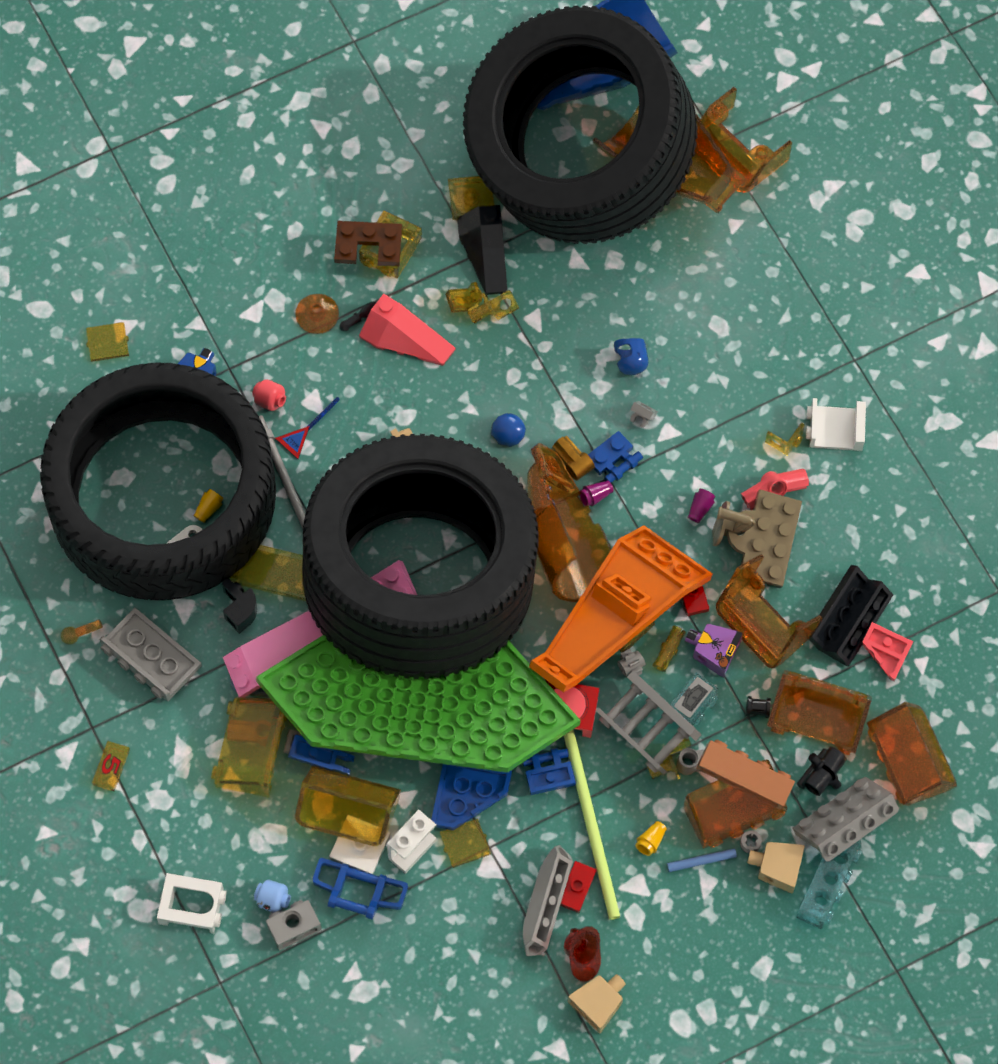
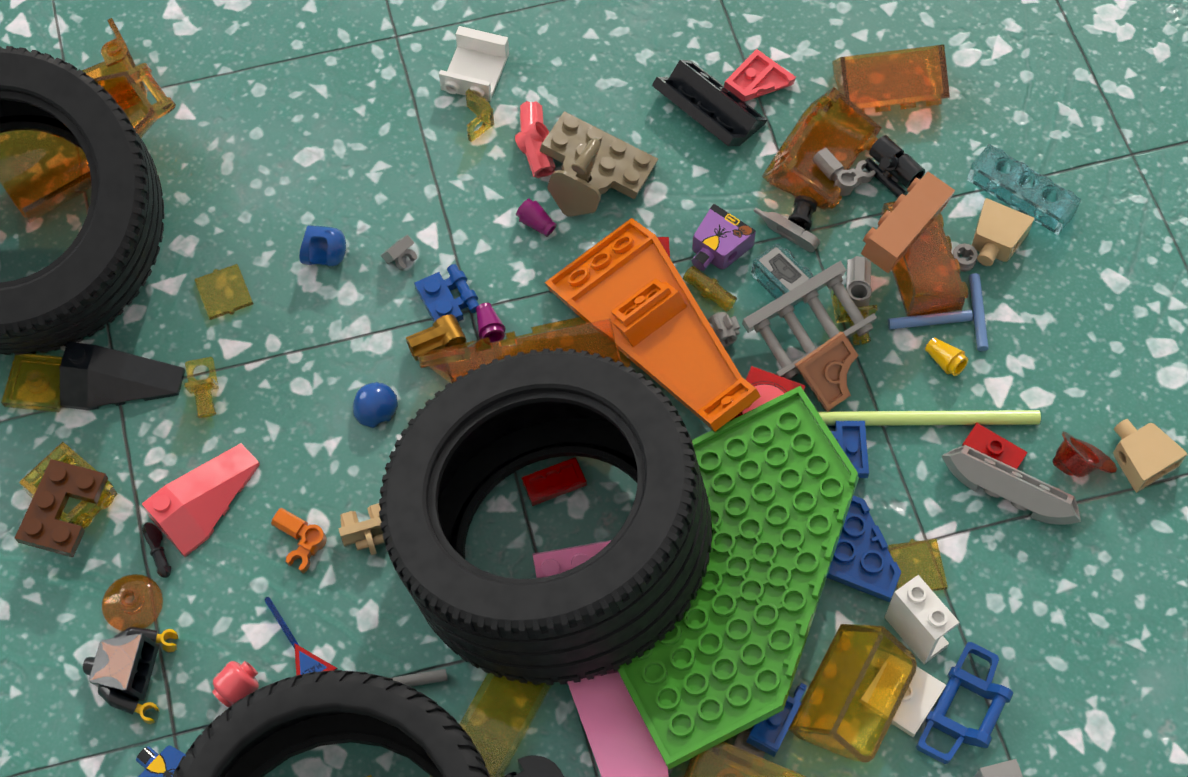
camera: 75 degrees left, 5 degrees down
(264, 321) = (125, 668): none -> black torso
(389, 415) = (311, 537): none -> orange bar
(464, 299) = (179, 414): clear yellow bracket -> none
(468, 562) = (554, 481): none -> red plate
(579, 299) = (223, 291): none -> clear yellow piece
(609, 744) = (827, 370): none -> nougat tile
(685, 824) = (930, 319): none -> medium blue bar
(741, 699) = (789, 230): none -> light grey piece
(762, 626) = (719, 181): clear orange windscreen -> none
(798, 734) = (844, 179): none -> light grey bar
(847, 818) = (957, 151): light grey bracket -> none

